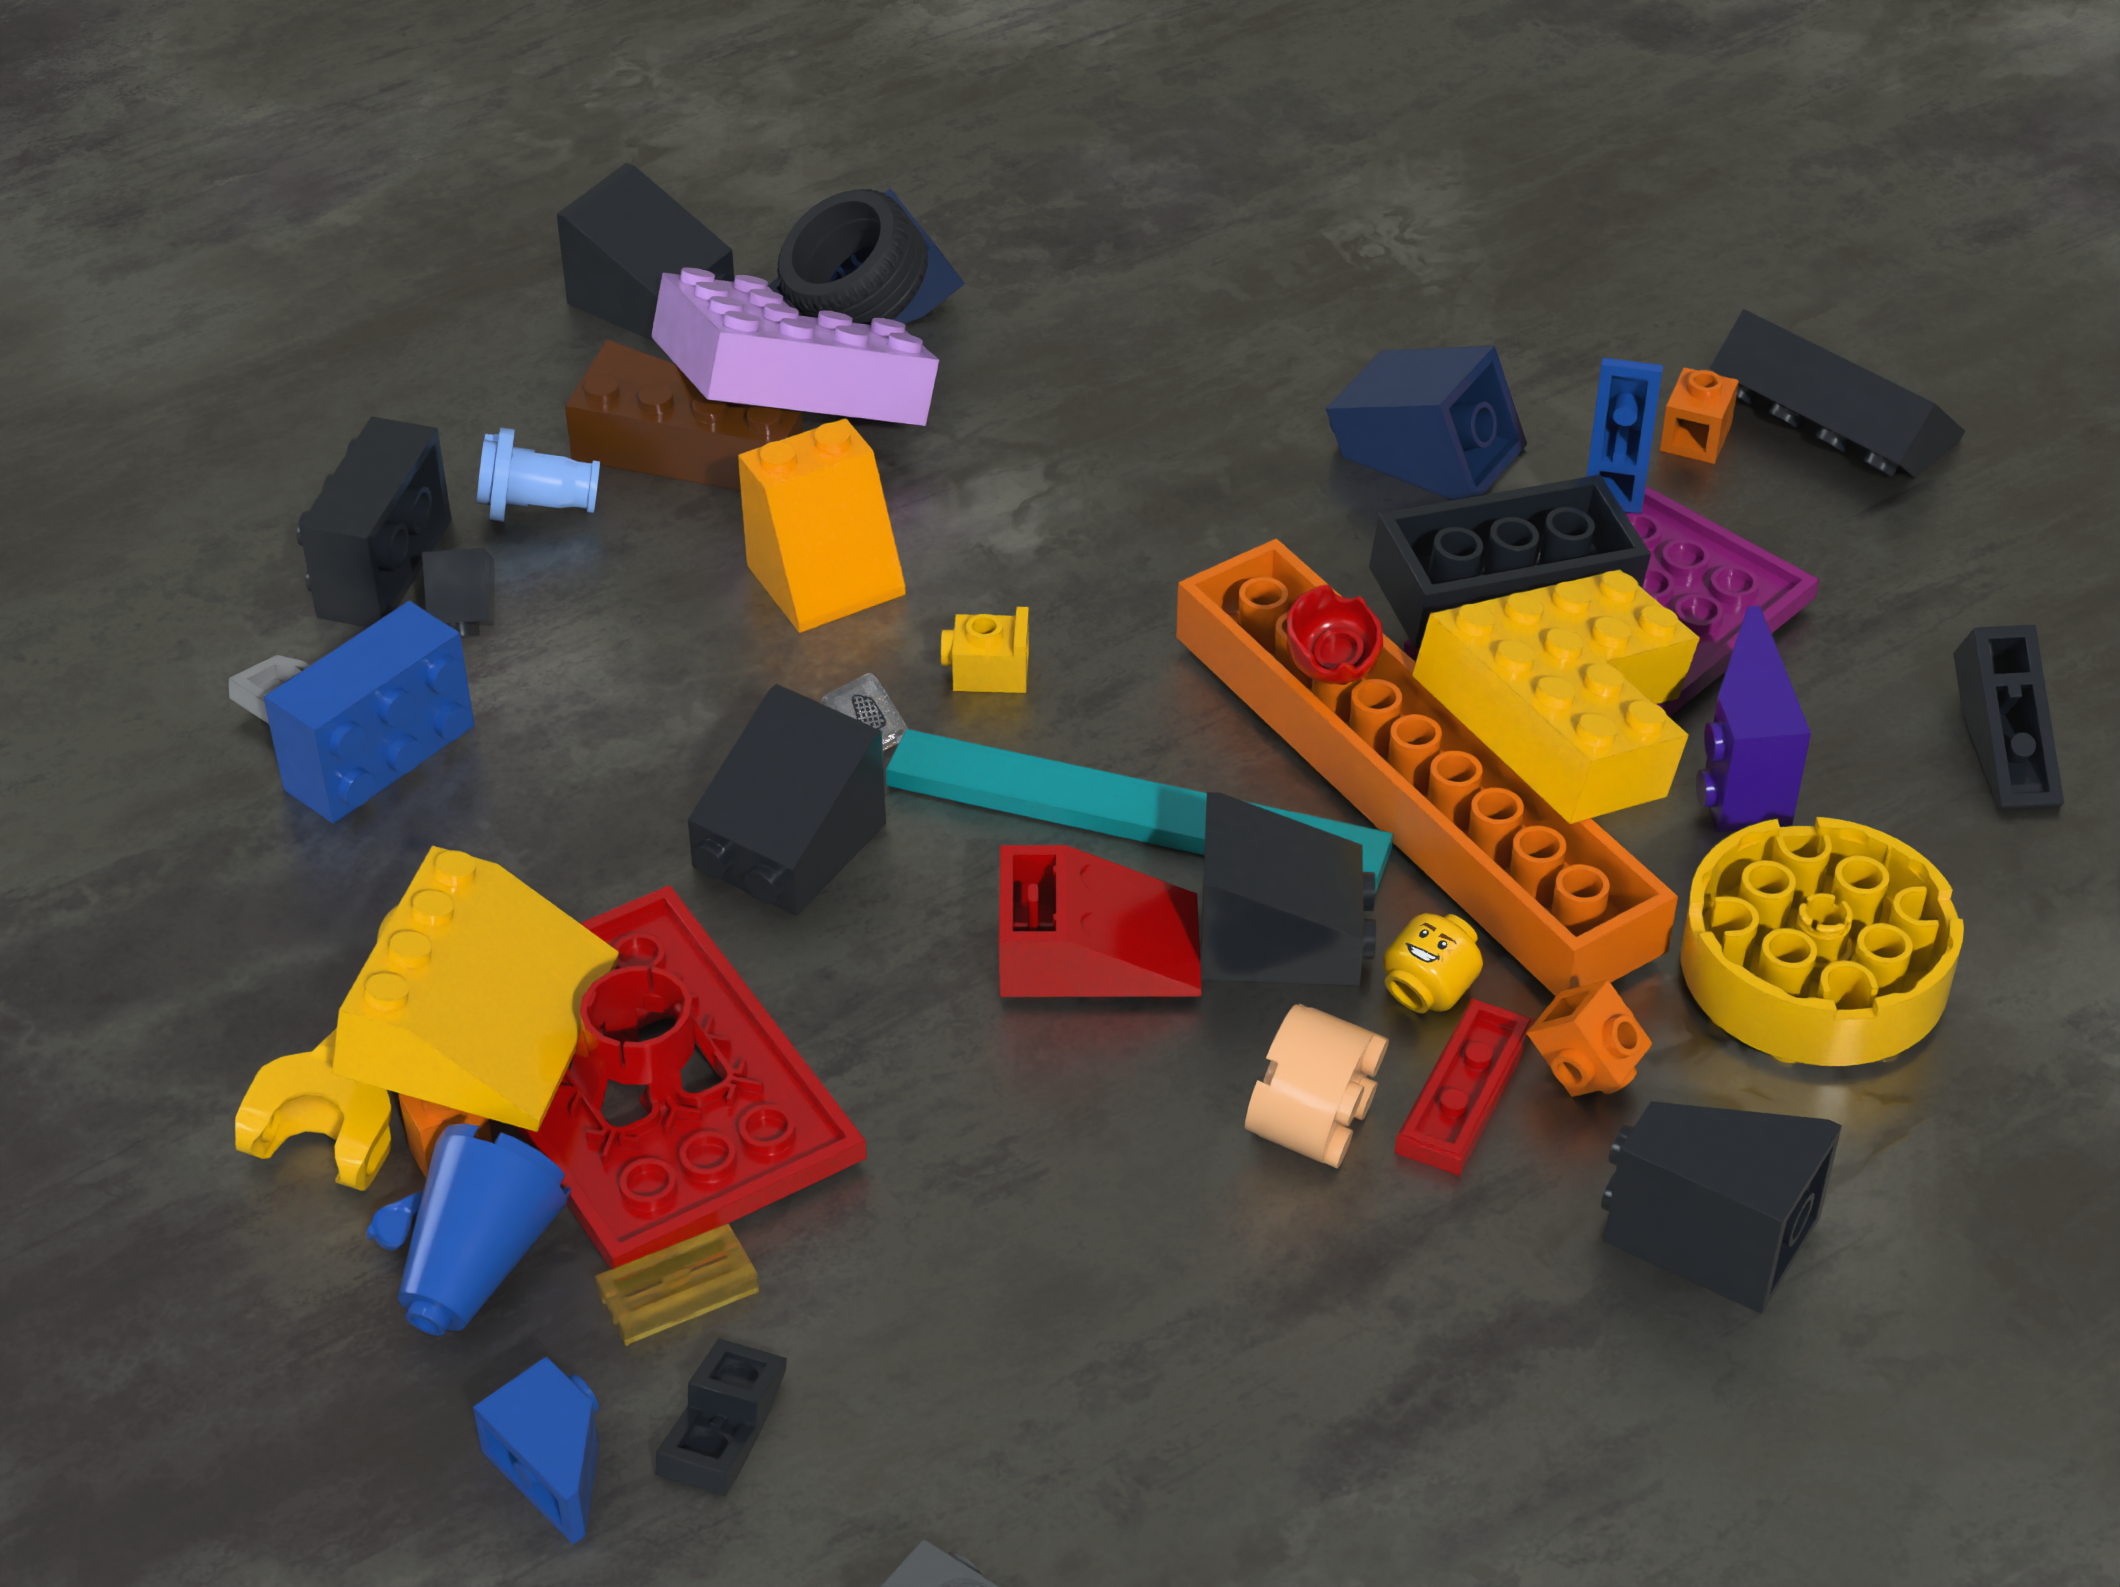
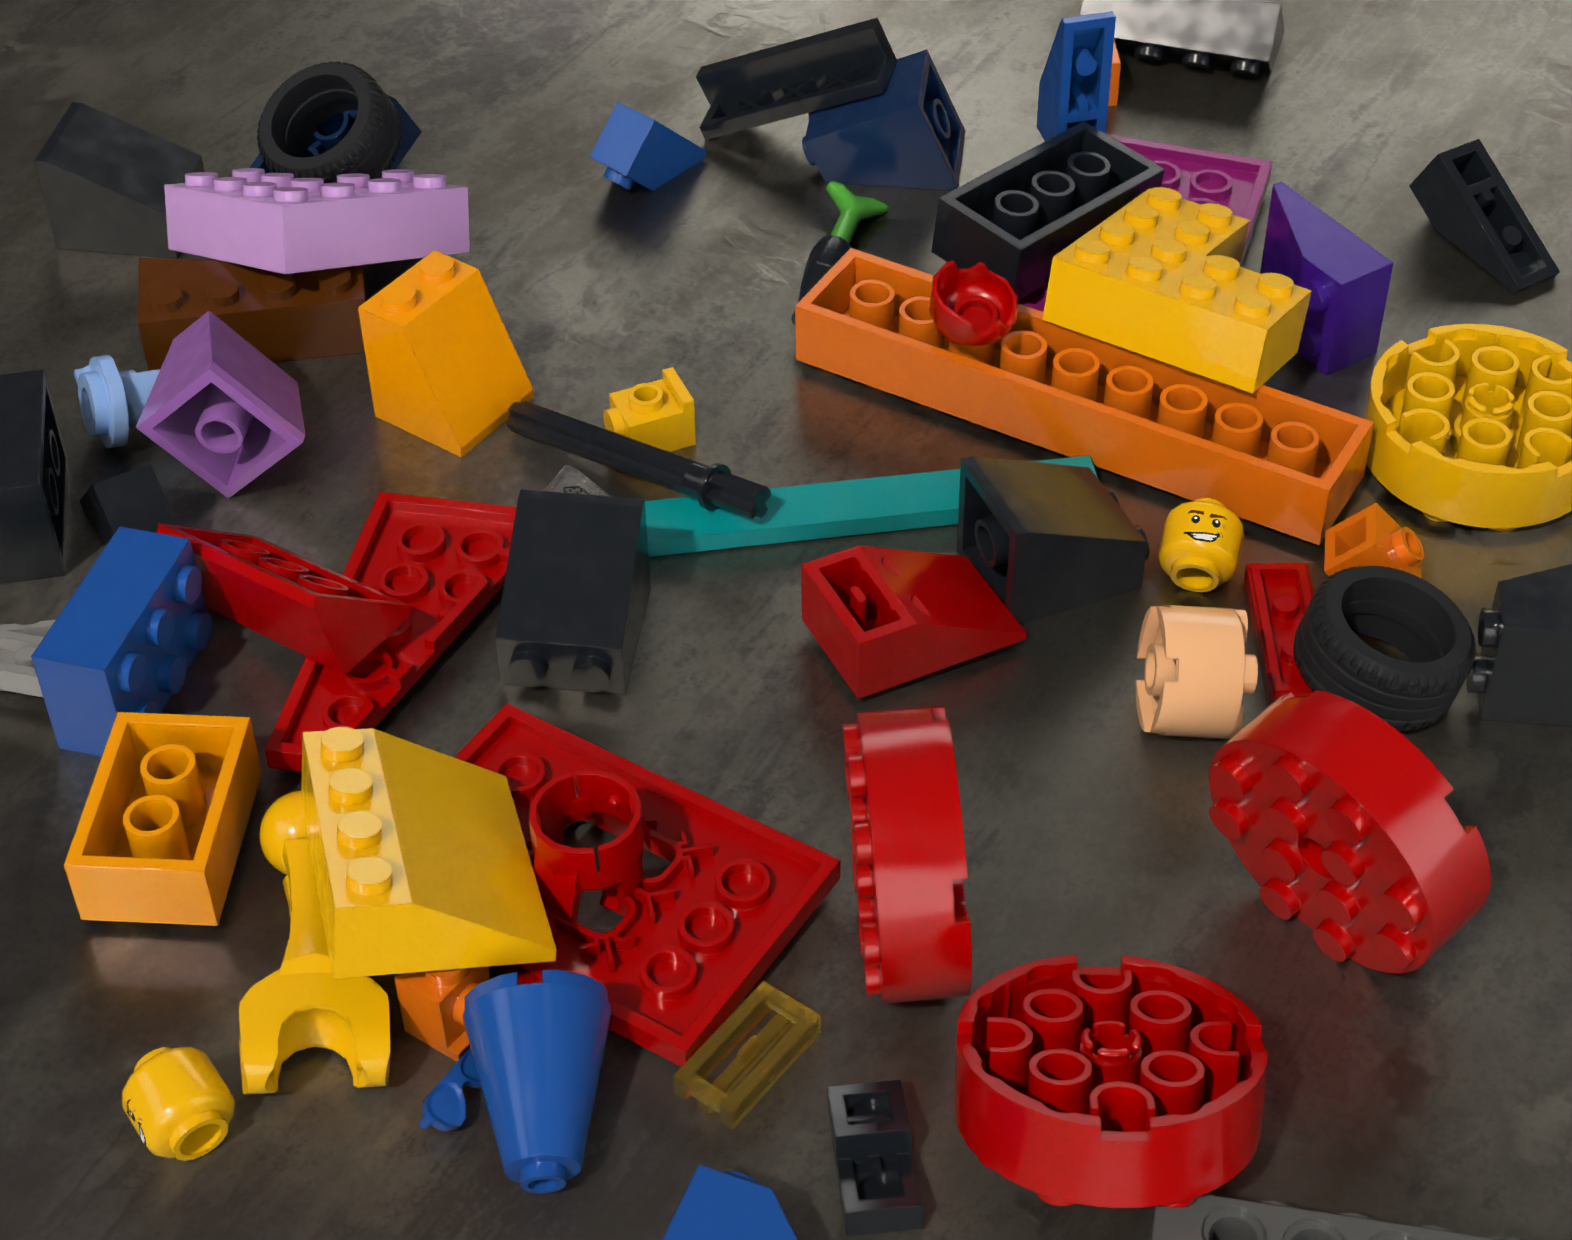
camera: 25 degrees left, 0 degrees up
(180, 1136) = (178, 1103): none -> yellow head
(311, 884) = (164, 819): none -> light orange brick
(540, 710) = (291, 597): none -> red slope
(590, 511) = (222, 407): none -> medium lavender slope
(623, 768) = (424, 552): none -> red wing
(884, 1151) = (908, 855): none -> red brick
(940, 1427) = (1110, 1082): none -> red brick
(988, 738) = (710, 485): none -> black axle
(1168, 368) = (642, 150): none -> blue slope
(1305, 1288) = (1348, 831): none -> red brick
(1339, 497) = (831, 248): none -> piece
(1357, 336) = (796, 78): none -> black fence
(1497, 1174) = (1402, 613): none -> black tyre

